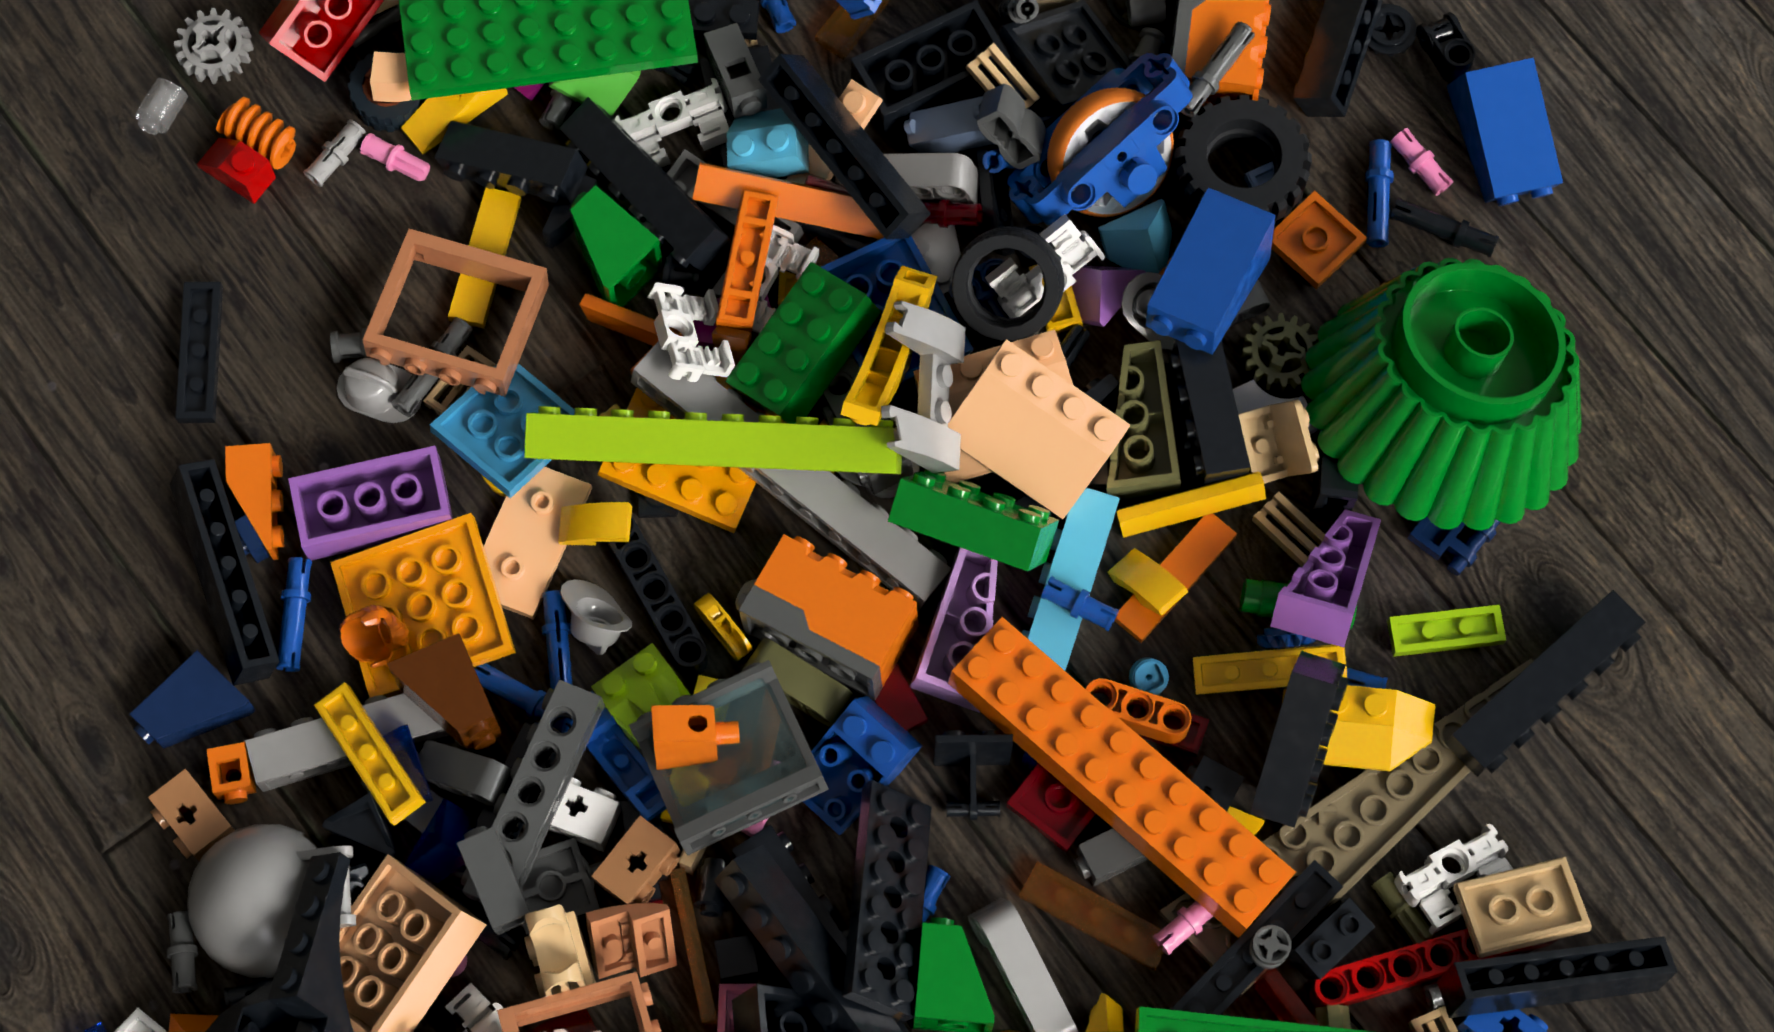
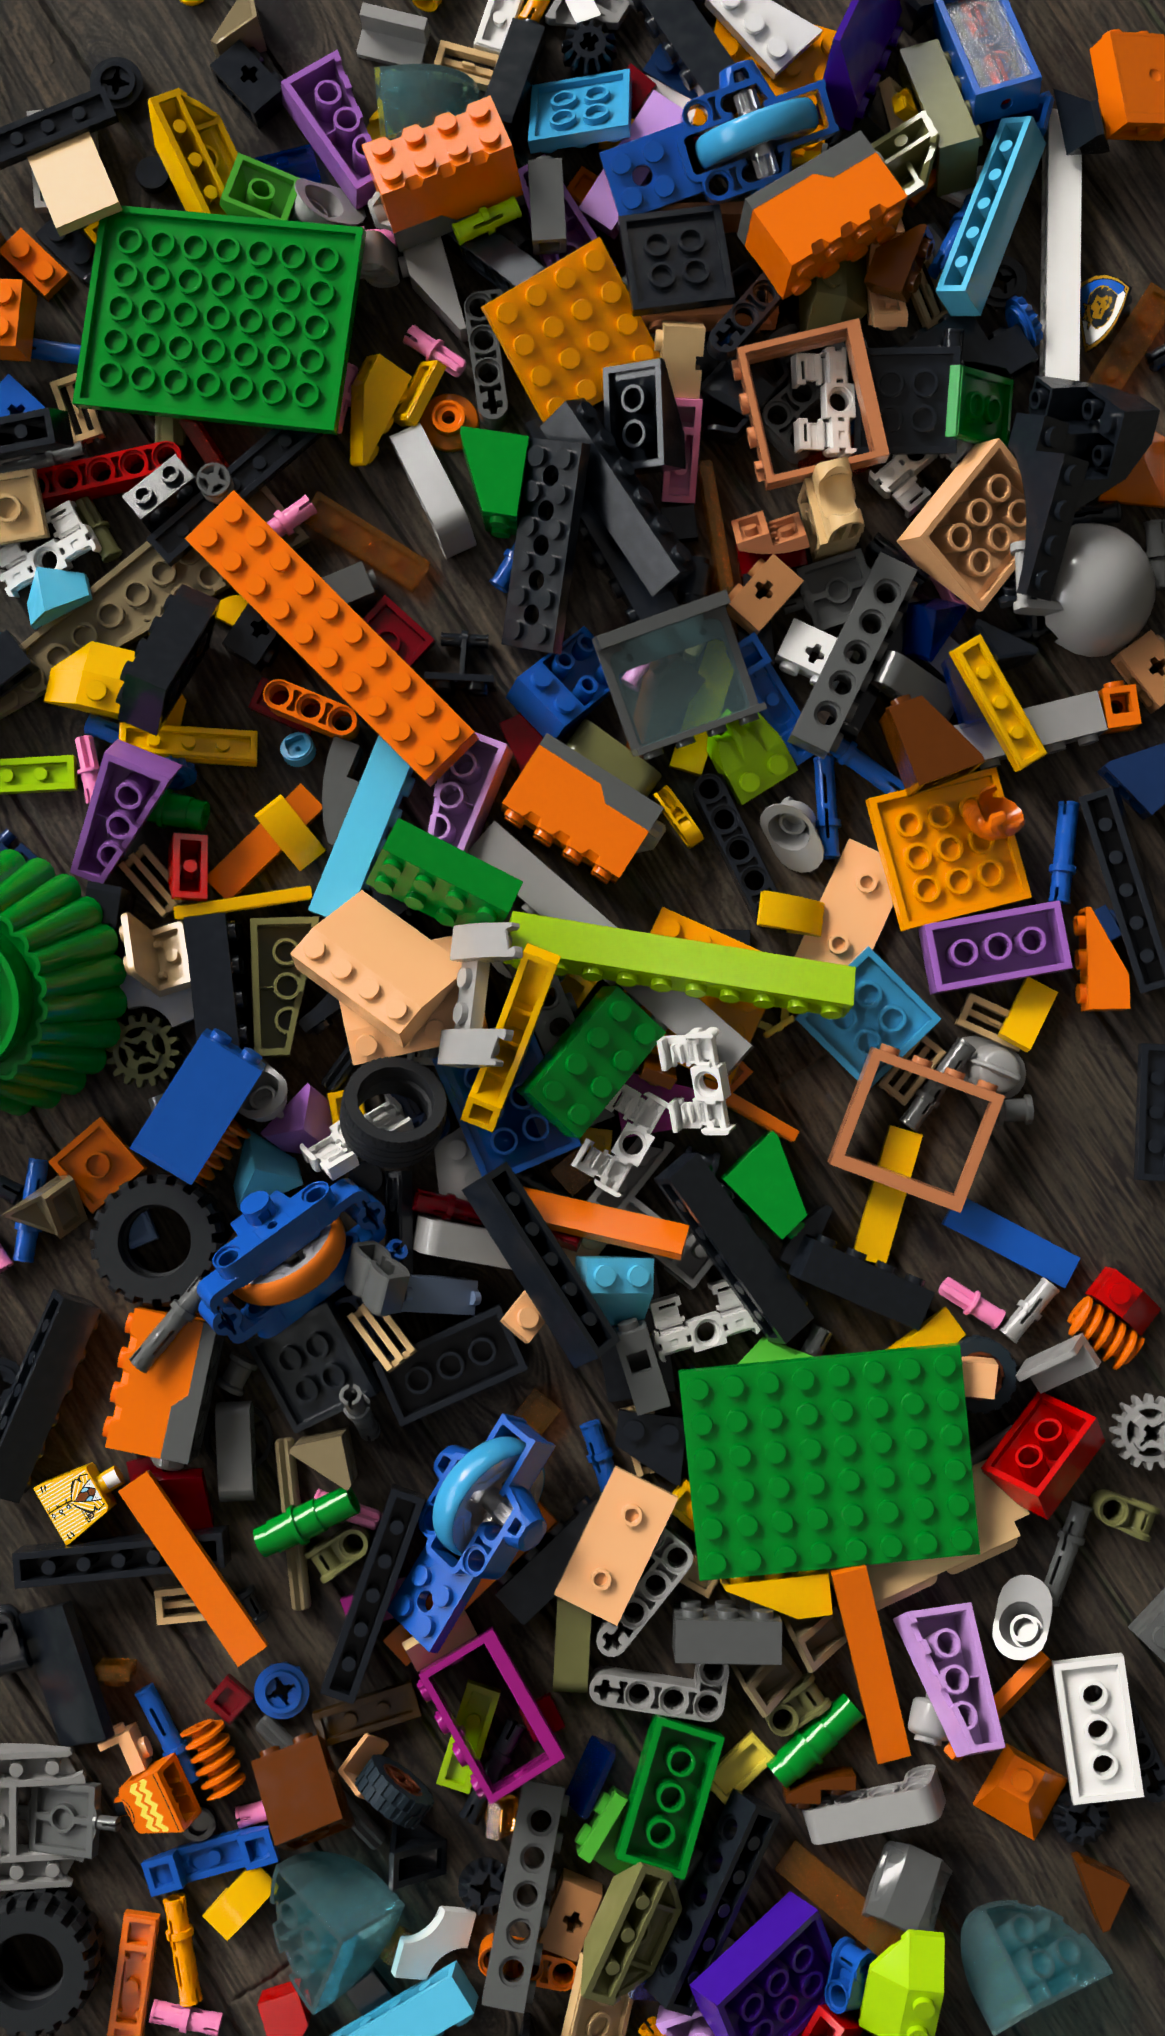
camera: 175 degrees left, 15 degrees up
(306, 99) = (1059, 1363): none -> light grey panel
(335, 438) = (1027, 1014): none -> yellow tile
(346, 217) = (1013, 1242): none -> blue tile
(348, 412) = (967, 1011): none -> tan tile
(494, 879) = (889, 568): dark grey brick -> none
(689, 735) = (727, 686): orange torso -> none
(747, 260) = (639, 1155): orange plate -> none
(1079, 603) = (353, 806): blue pin -> none
(1098, 642) = (338, 785): none -> dark grey slope
(1253, 529) = (188, 867): none -> red slope
(1359, 193) = (51, 1208): none -> dark tan slope
(1375, 640) = (88, 763): none -> bright pink axle
(1436, 821) = (55, 594): none -> medium azure slope

